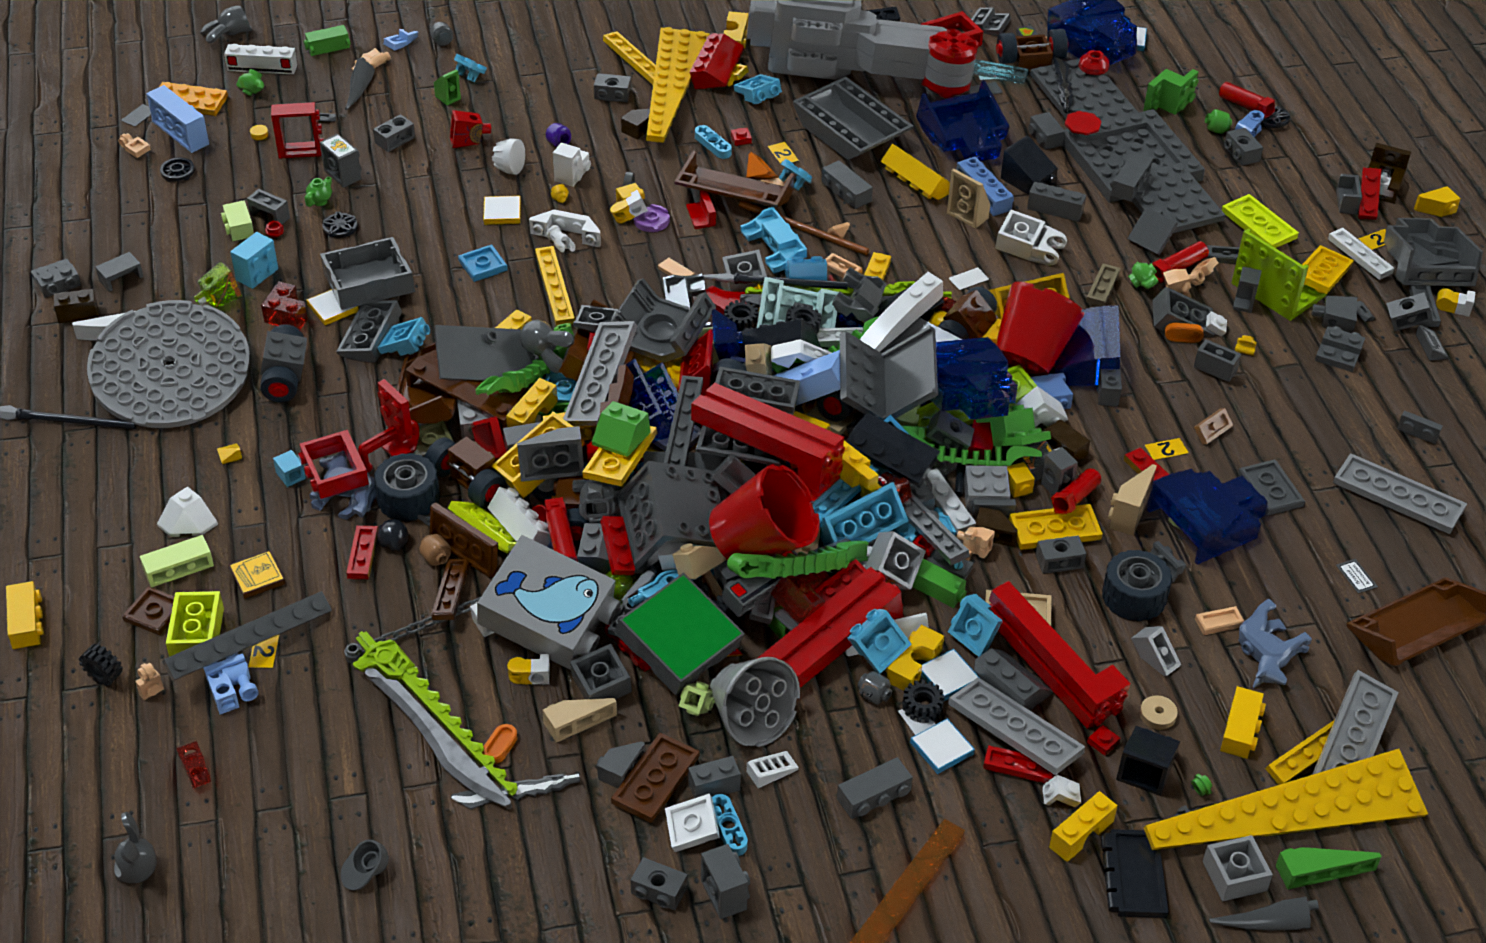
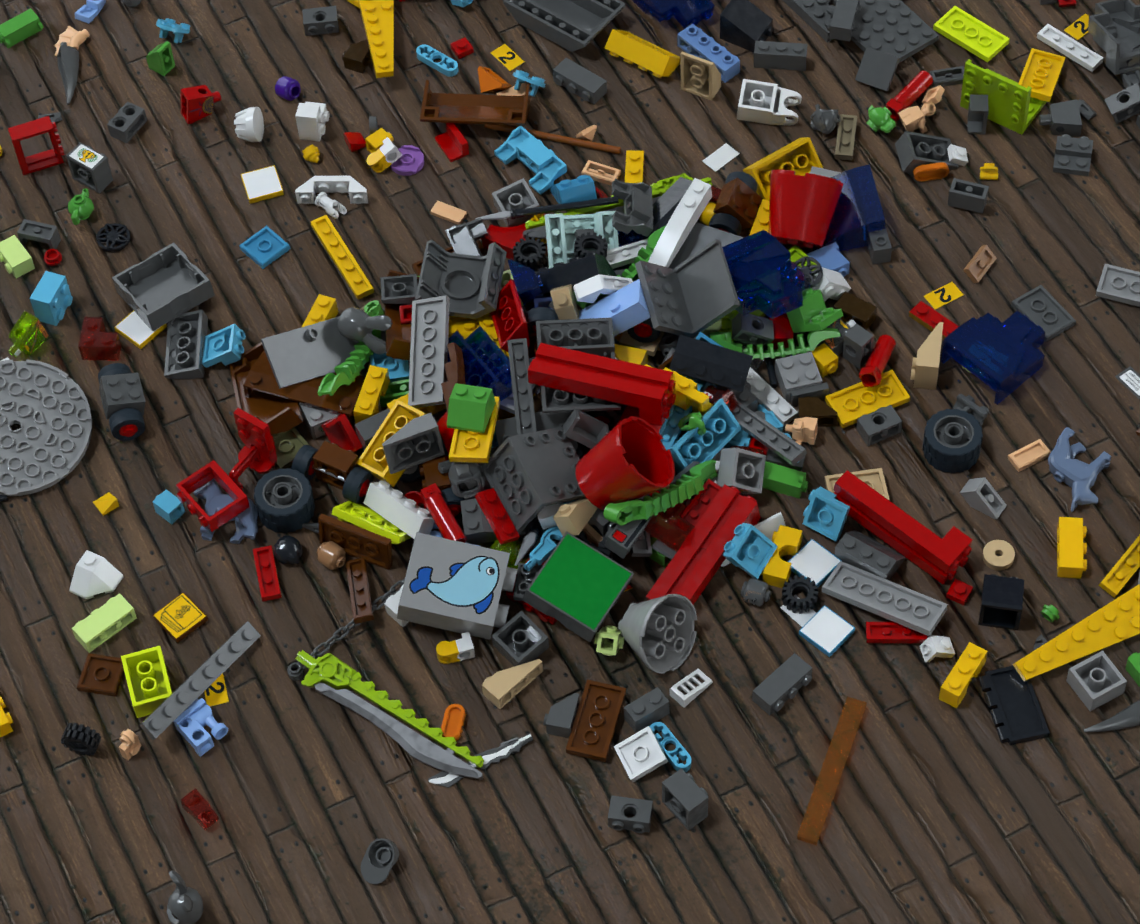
camera: 10 degrees left, 10 degrees up
(606, 191) = (354, 140): none -> red slope
(855, 496) = (695, 421): none -> bright green piece
(1024, 389) = (808, 271): none -> black wheel
(1085, 263) = (824, 120): none -> dark grey helmet

